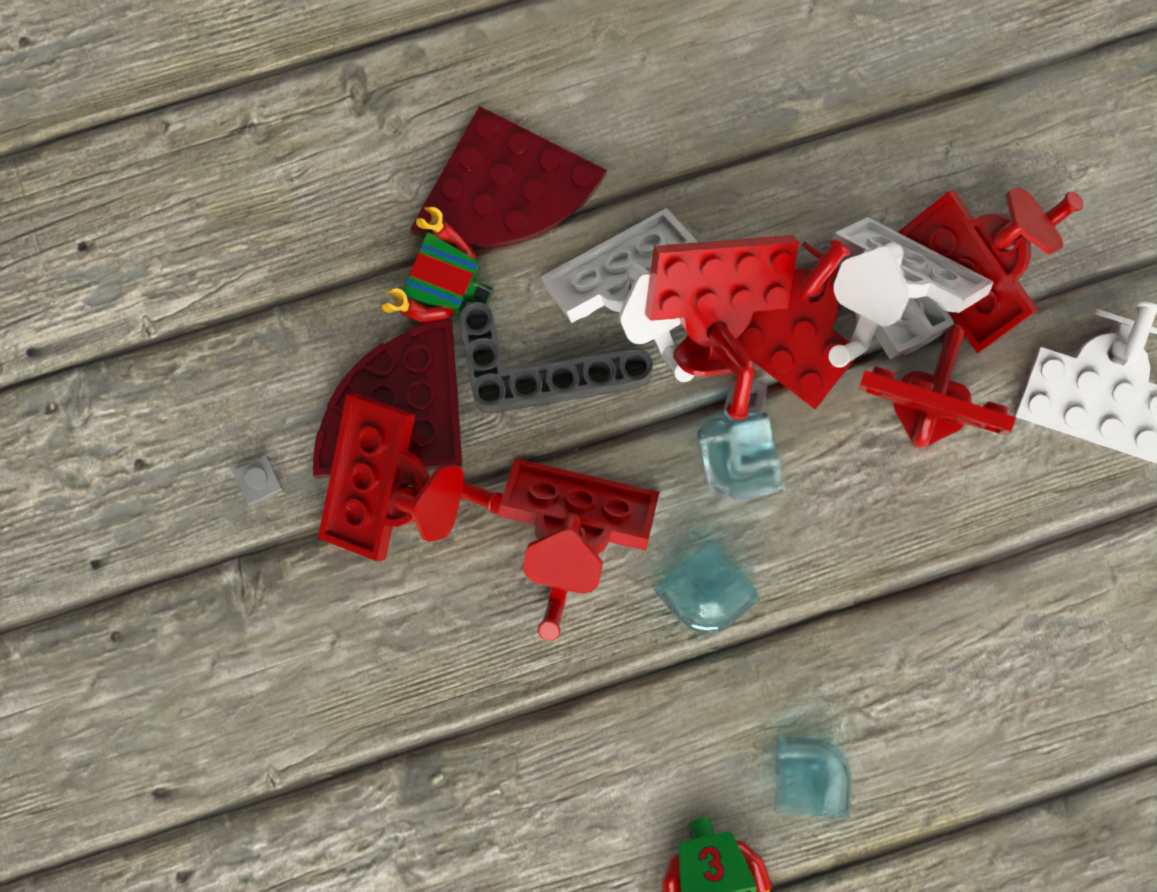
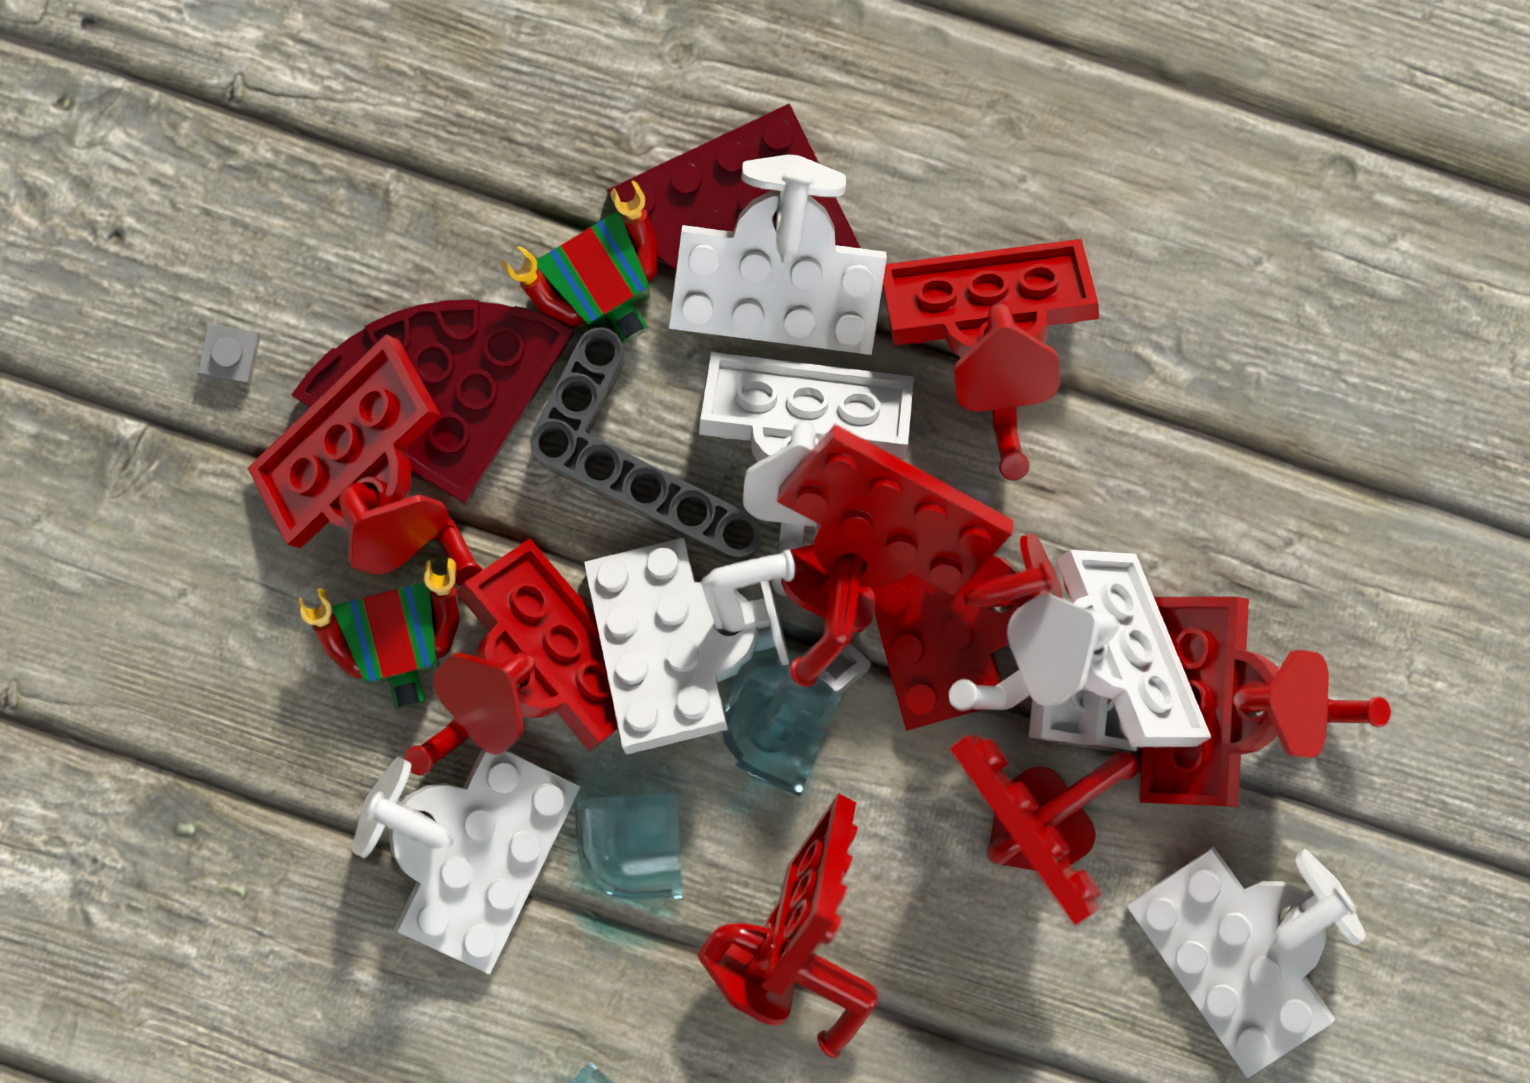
camera: 35 degrees right, 5 degrees up
(475, 570) = (391, 633): none -> torso
(551, 204) = (784, 276): none -> white plate
(620, 659) = (474, 852): none -> white plate
(648, 450) = (679, 637): none -> white plate
(693, 134) = (995, 318): none -> red plate
(847, 565) = (762, 964): none -> red plate

